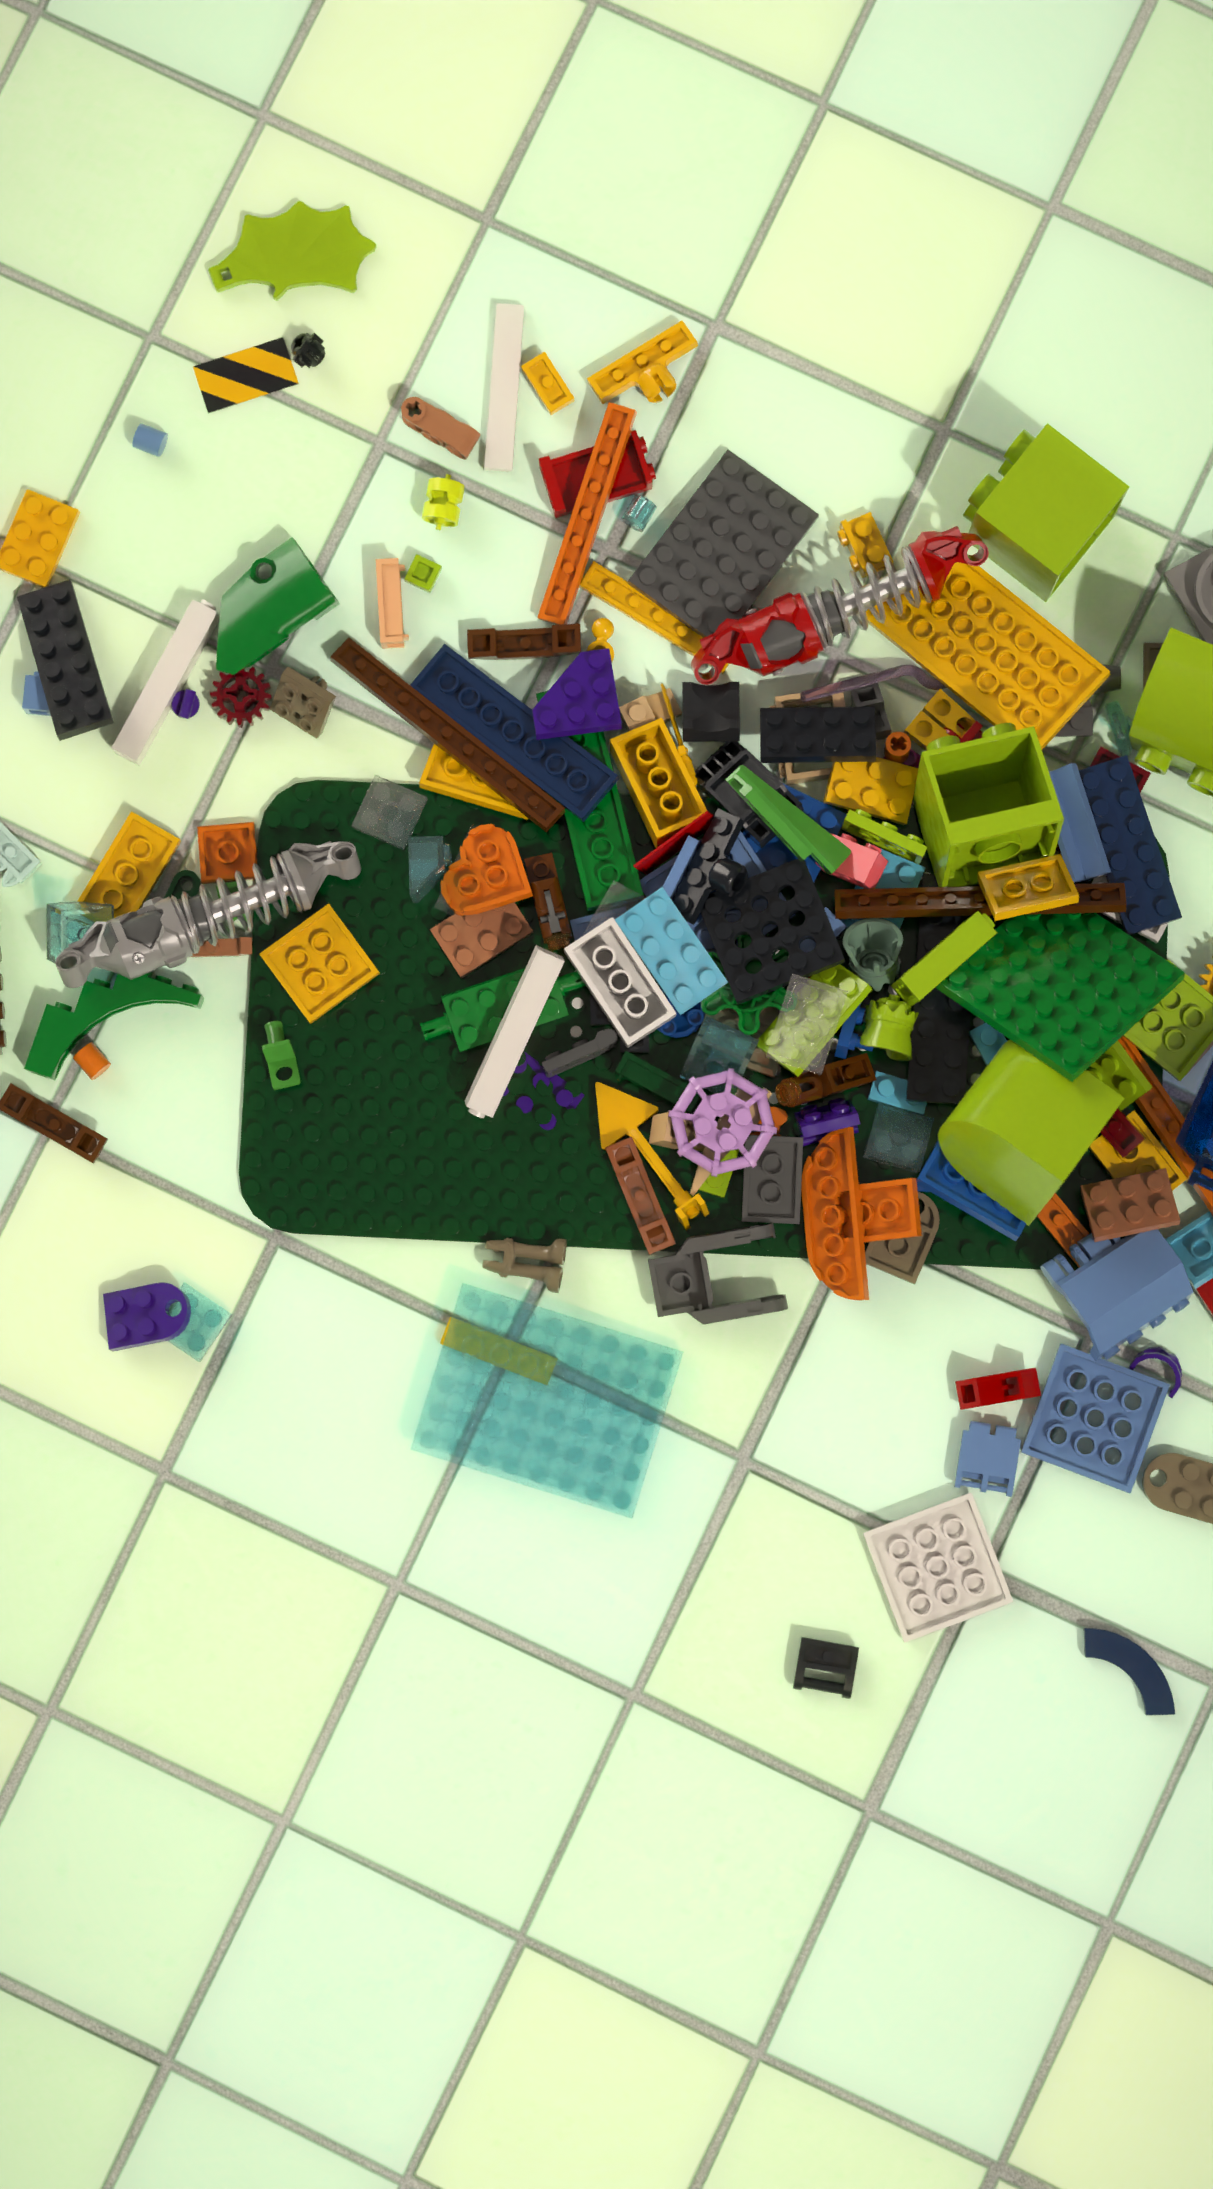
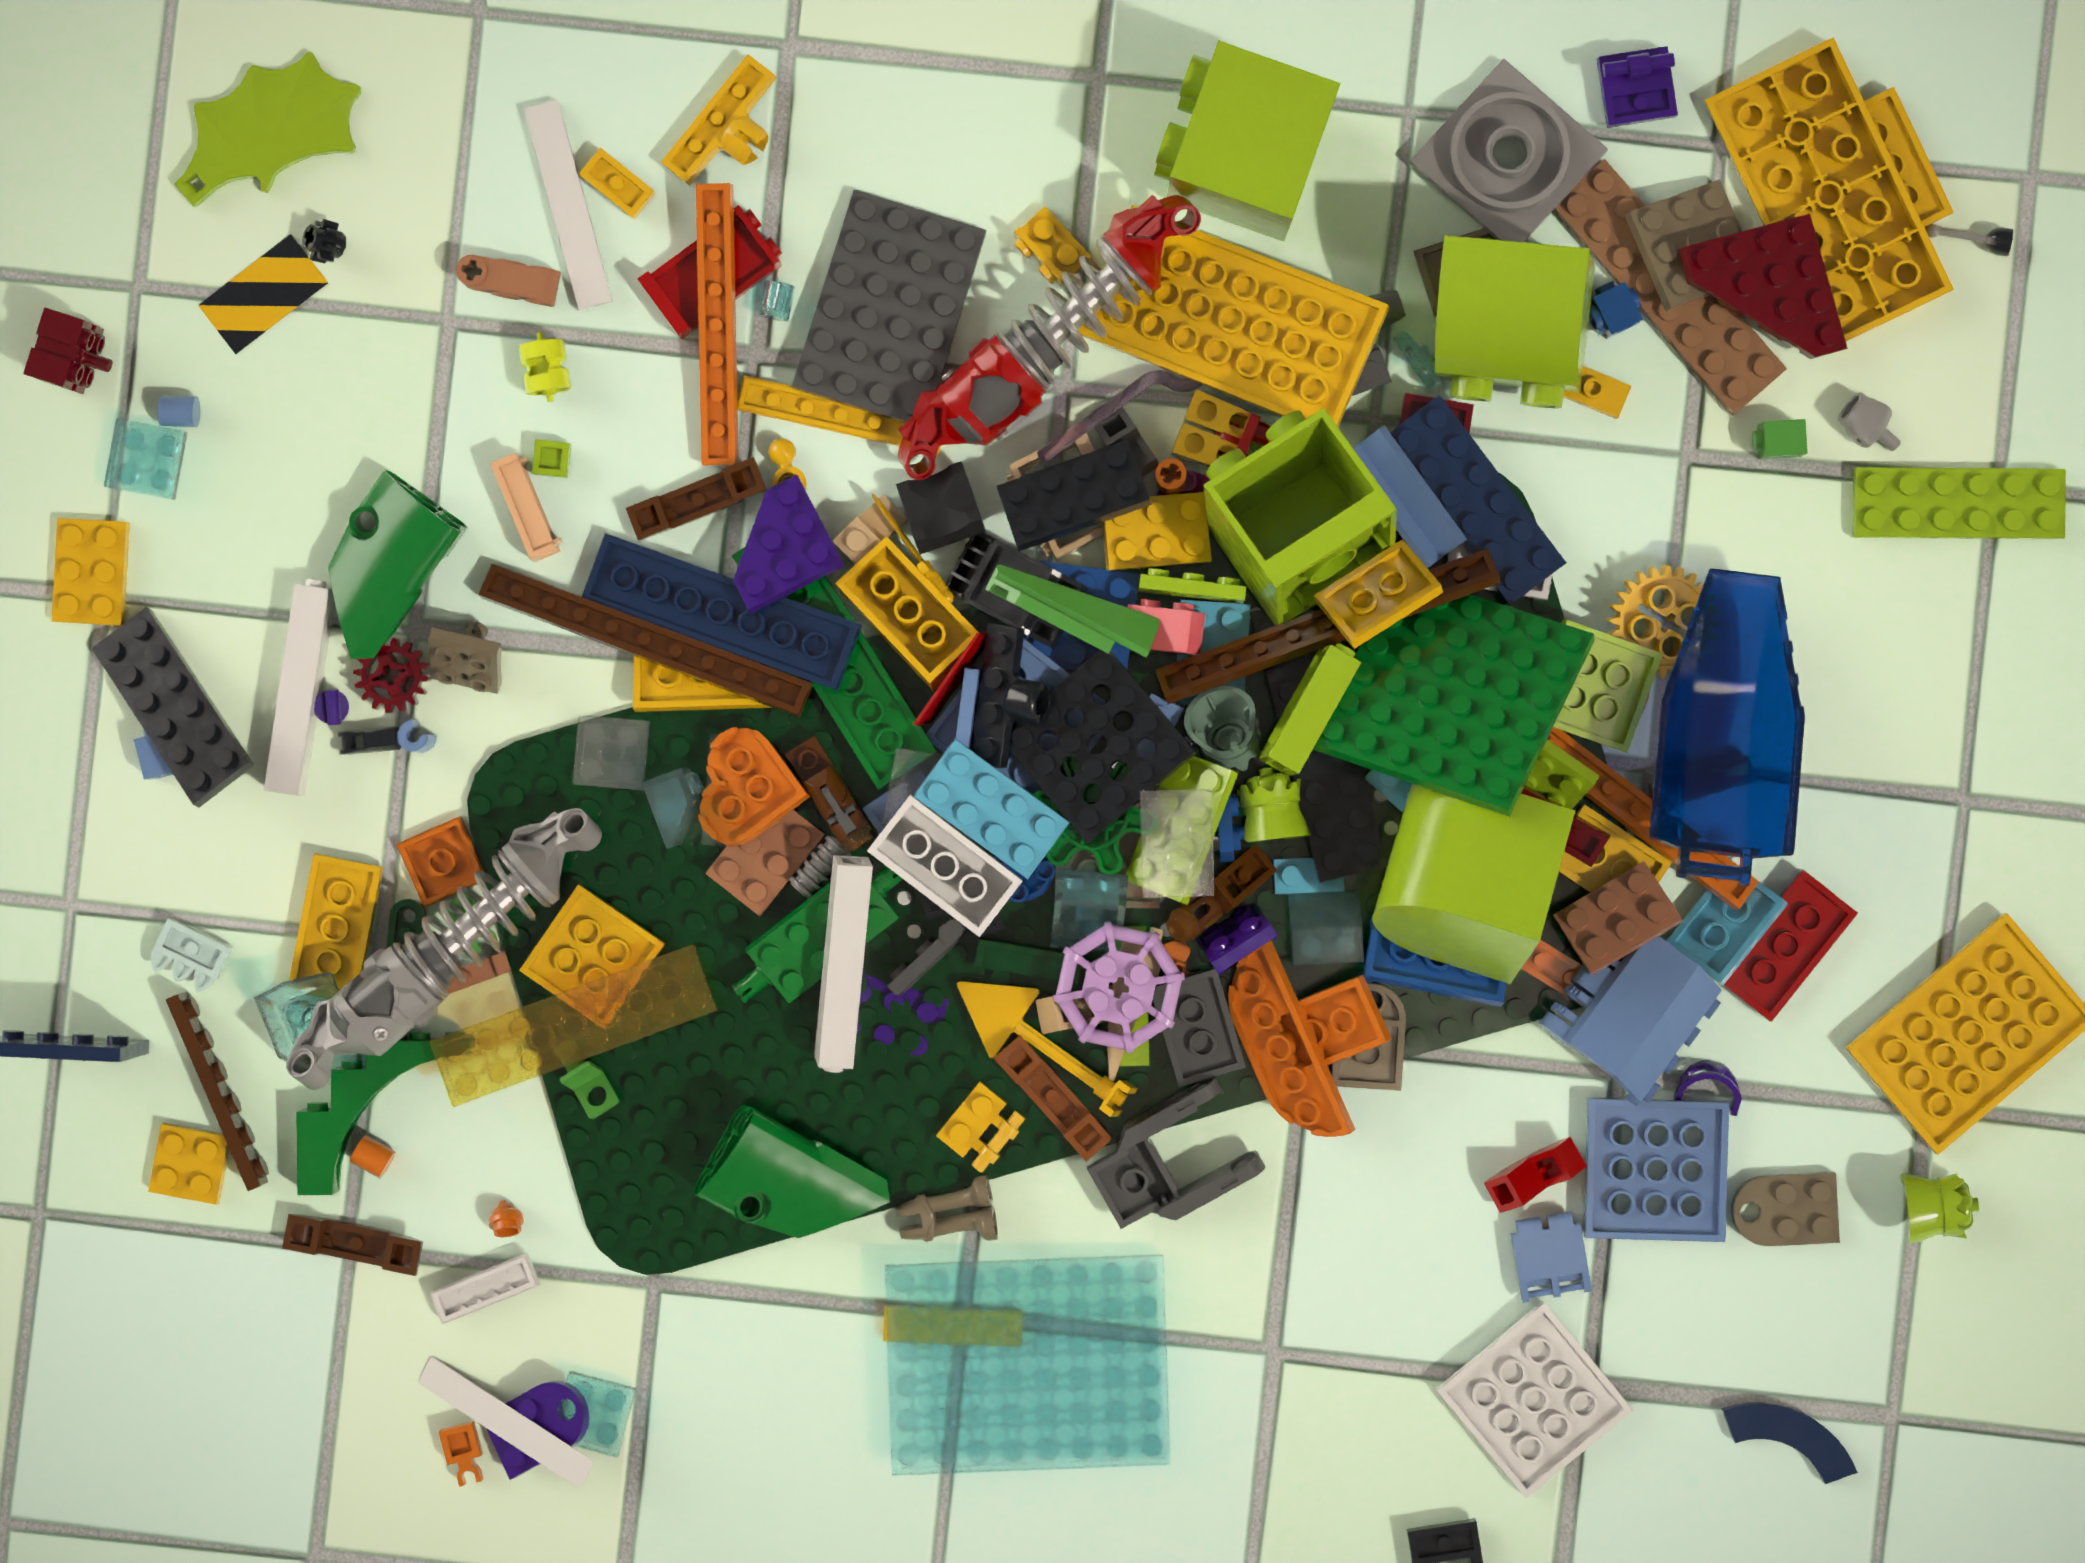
camera: 20 degrees left, 5 degrees up
(79, 1311) = (461, 1446): none -> orange plate
(80, 364) = (66, 352): none -> dark red brick
(111, 467) = (145, 459): none -> clear light blue plate
(122, 1303) = (506, 1422): none -> white sticker
(142, 1194) = (485, 1288): none -> white plate
(177, 1147) = (506, 1220): none -> orange plate
(219, 744) = (387, 739): none -> black piece
(287, 1009) = (573, 1025): none -> clear yellow plate
(410, 1185) = (791, 1180): none -> green panel
(518, 955) = (818, 868): none -> light grey piece
(571, 1192) = (971, 1121): none -> yellow plate

